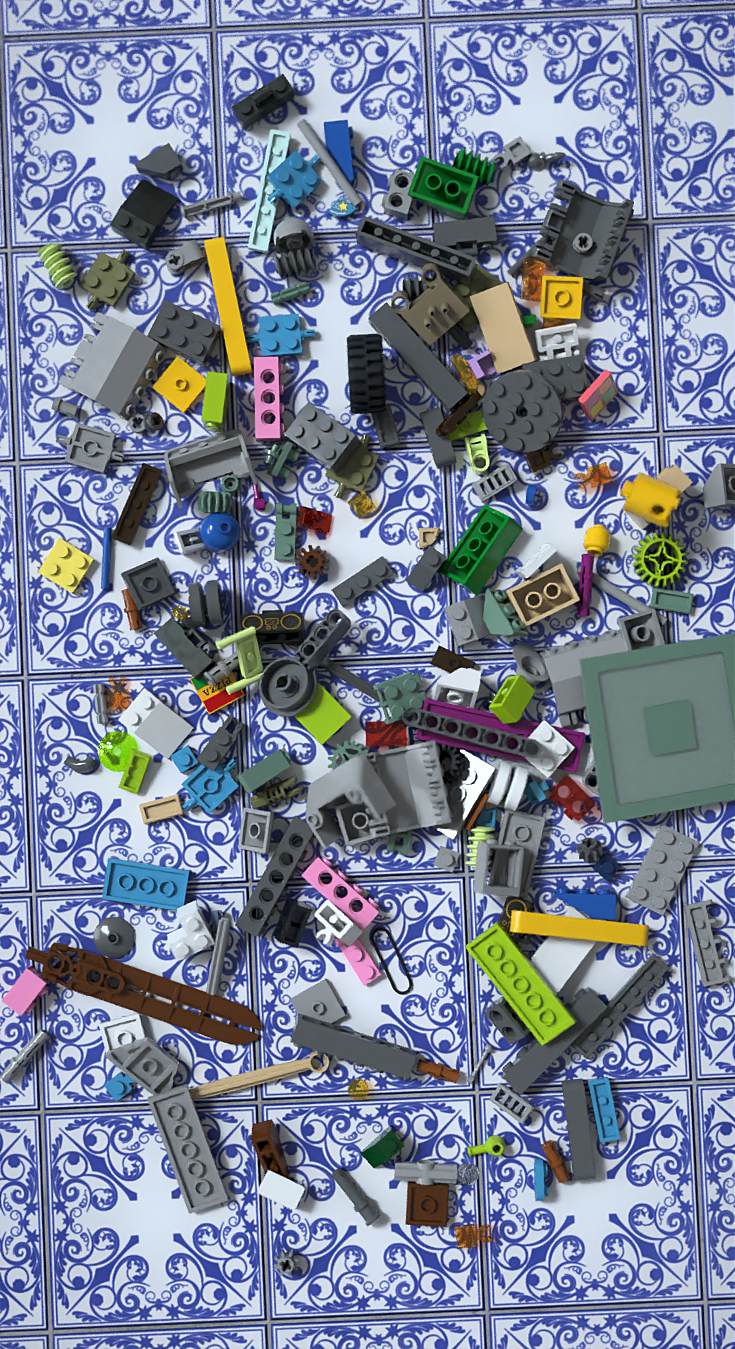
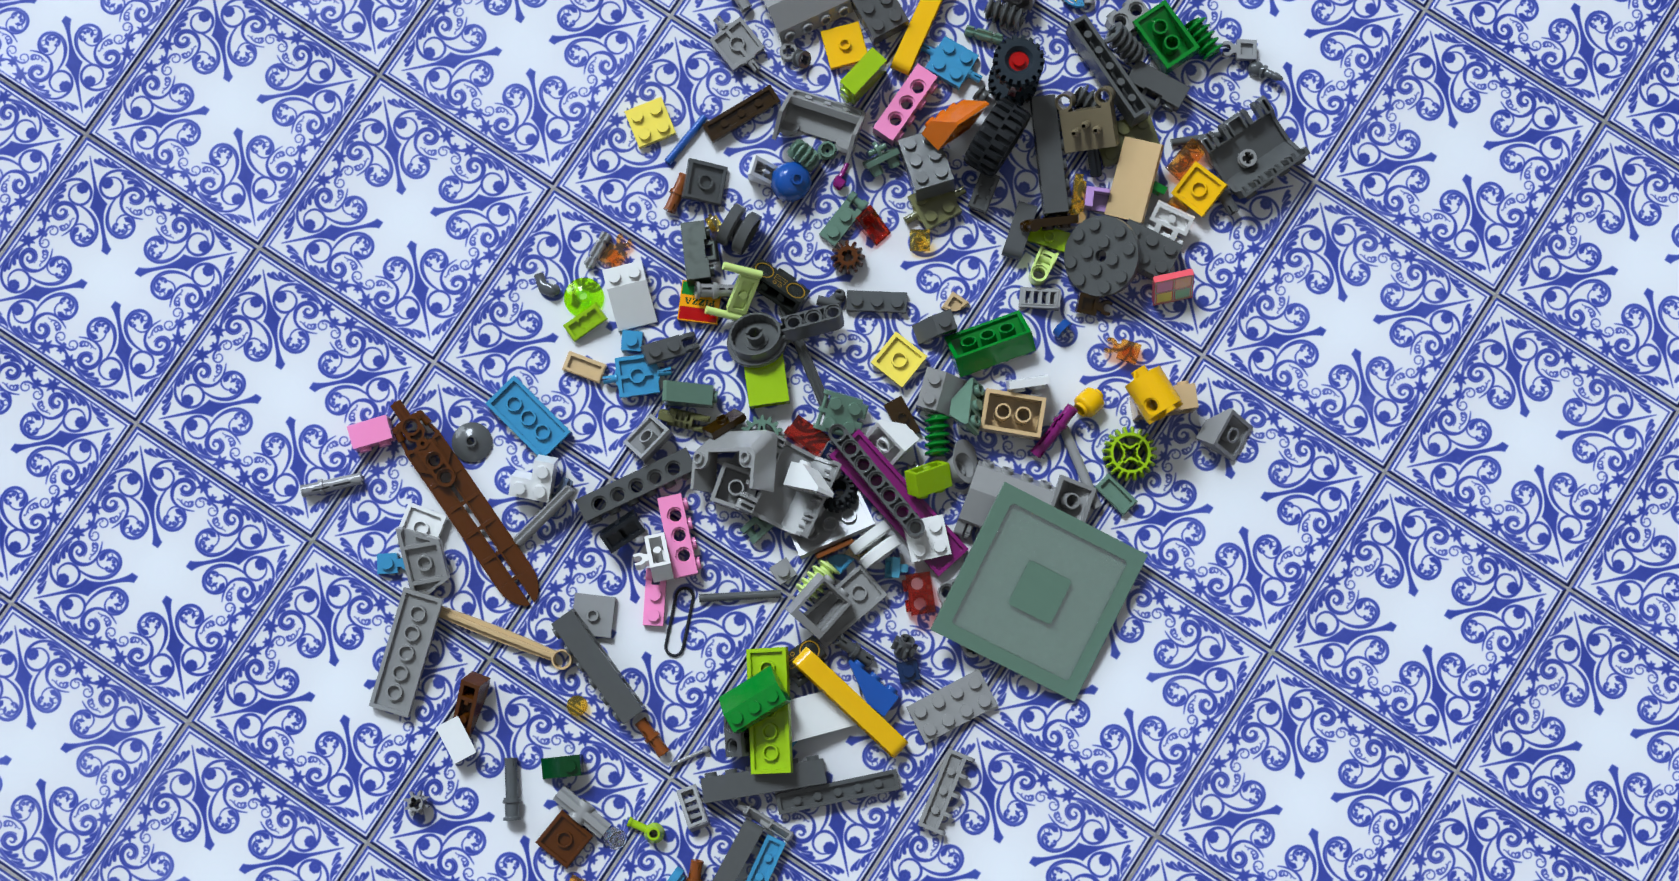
camera: 35 degrees right, 5 degrees down
(311, 774) = (724, 423): none -> dark brown plate
(319, 386) = (953, 122): none -> orange slope
(325, 345) = (982, 94): none -> dark grey bush
(326, 606) = (836, 298): none -> dark grey arm
(342, 305) = (1016, 69): none -> black plate
(415, 218) = (1125, 44): none -> dark grey piece
(415, 617) = (898, 359): none -> light yellow plate
(415, 773) = (806, 479): none -> white slope
(425, 904) = (739, 595): none -> dark grey bar
(492, 657) = (936, 435): none -> green piece
(502, 985) = (754, 700): none -> green slope
(551, 882) = (854, 650): none -> dark grey pin
(579, 1071) = (765, 821): none -> light grey piece

